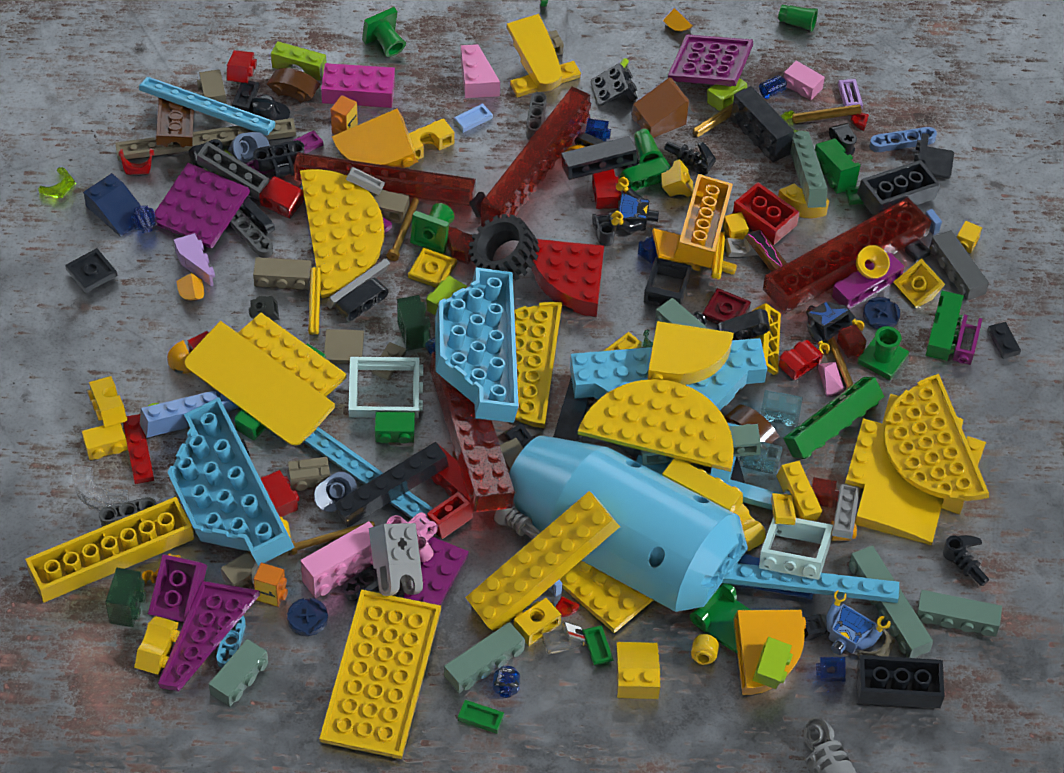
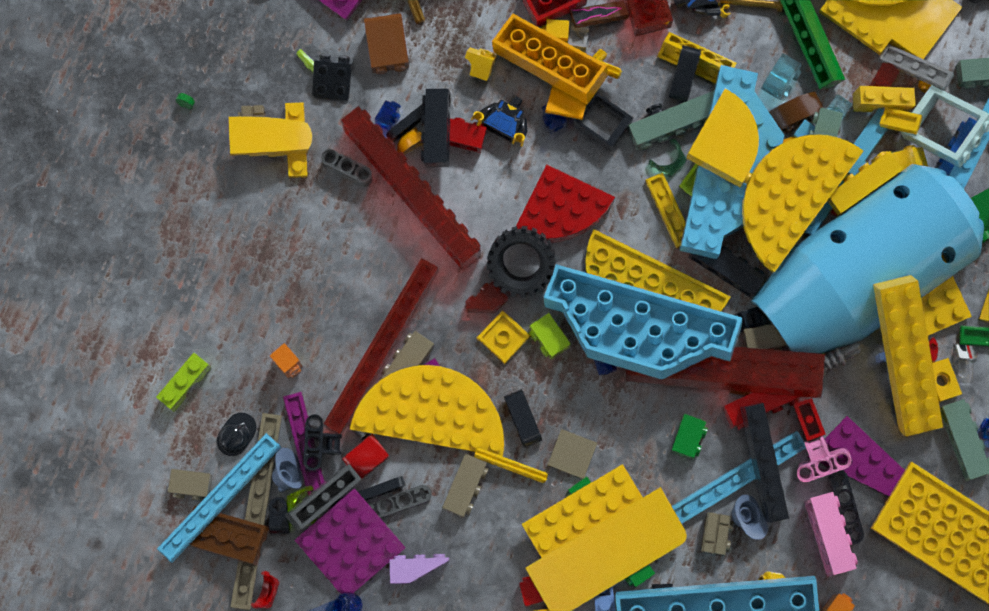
camera: 70 degrees left, 25 degrees up
(190, 287) = (452, 582): light orange brick -> none
(241, 66) = (172, 445): red brick -> none
(245, 94) = (210, 452): black plate -> none
(265, 305) = (508, 518): pearl dark grey brick -> none
(280, 493) = (730, 570): red brick -> none
(293, 84) = (216, 398): reddish brown brick -> none
(307, 616) = (869, 584): dark blue tile -> none
(323, 538) = (790, 539): pearl gold bar -> none
(364, 84) = (240, 331): dark pink brick -> none
(365, 181) = (388, 368): light grey tile -> none
(374, 272) = (509, 428): light grey tile -> none
(378, 141) = (338, 338): light orange brick -> none
(383, 28) = (181, 281): green plant -> none
(384, 363) = (654, 401): light aqua window -> none
(391, 350) = (603, 416): dark tan plate -> none
(393, 254) = (446, 349): pearl gold bar -> none
(396, 558) = (855, 485): light grey brick -> none
(413, 322) = (577, 379): clear green brick -> none
(432, 229) = (465, 322): green plant -> none
(436, 133) = (335, 272): yellow arch -> none
(472, 118) = (321, 230): light blue tile -> none
(475, 203) = (443, 263): black tile -> none
(477, 73) = (267, 206): bright pink wedge -> none
(604, 228) = (511, 154): black piece -> none
(646, 146) = (428, 75): green plant -> none
(646, 173) = (460, 89): green beam -> none
(701, 160) = (463, 29): black piece -> none
(725, 306) = (647, 79): dark red tile -> none
(800, 359) = (731, 36): red brick -> none
(831, 379) = (757, 18): bright pink slope -> none

